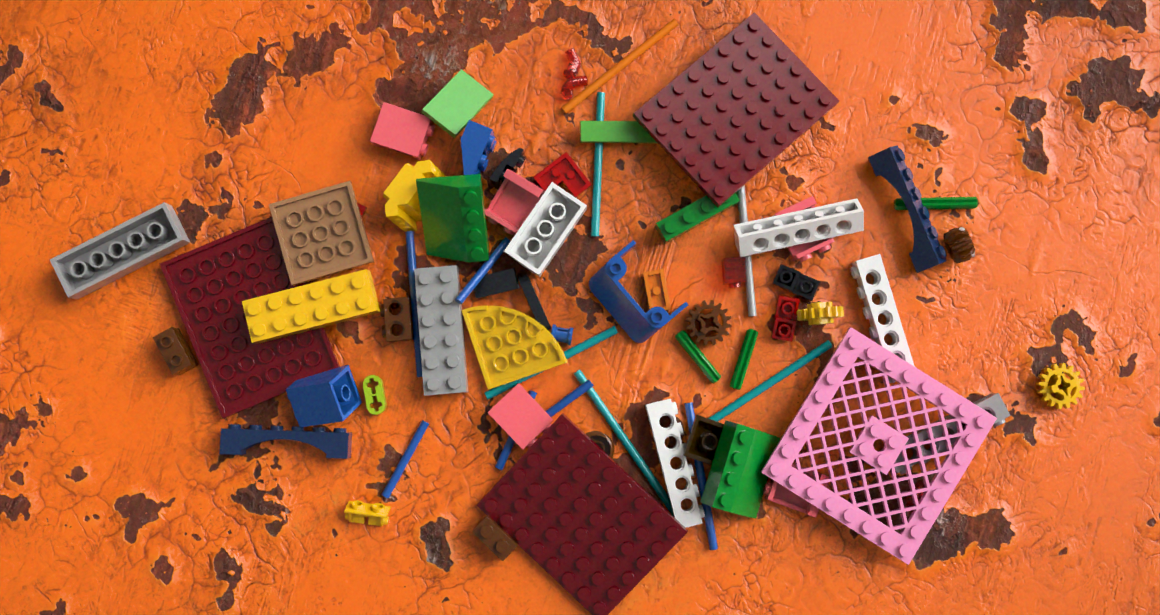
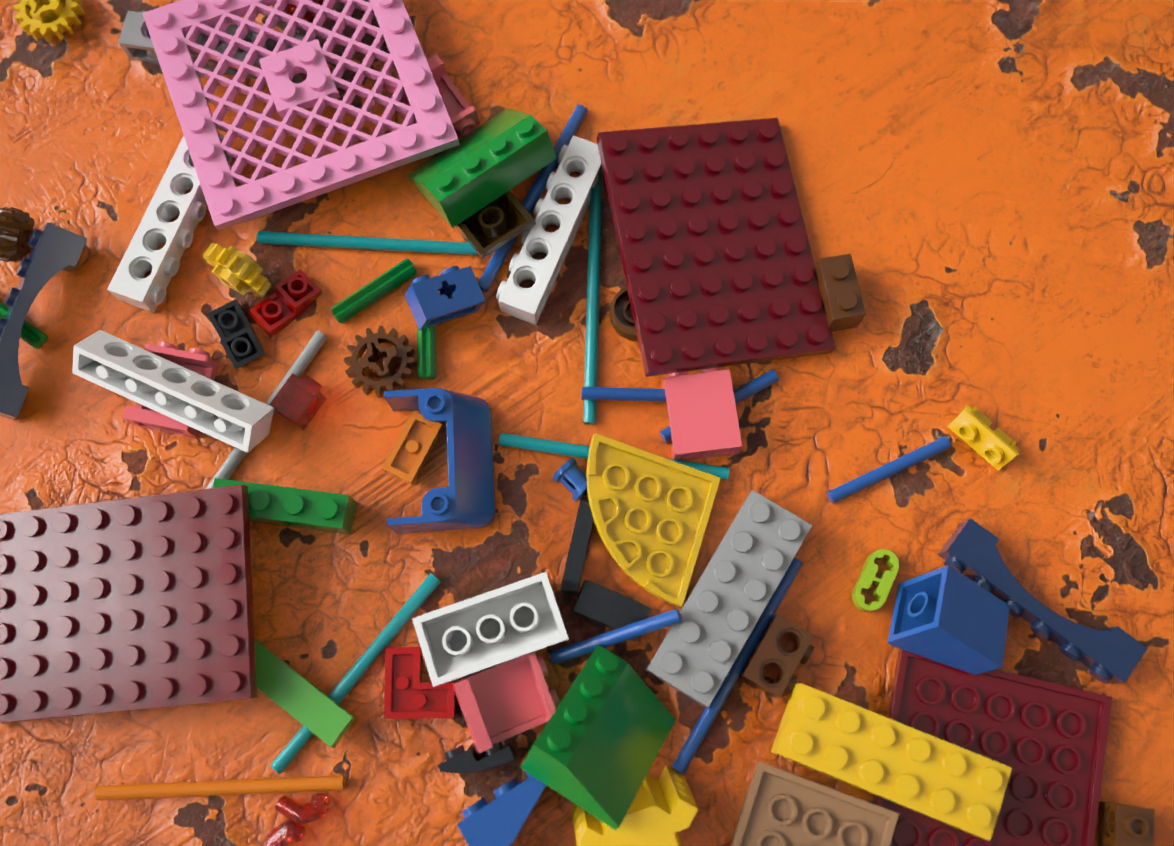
camera: 140 degrees left, 10 degrees down
(692, 389) = (432, 308): none -> blue brick

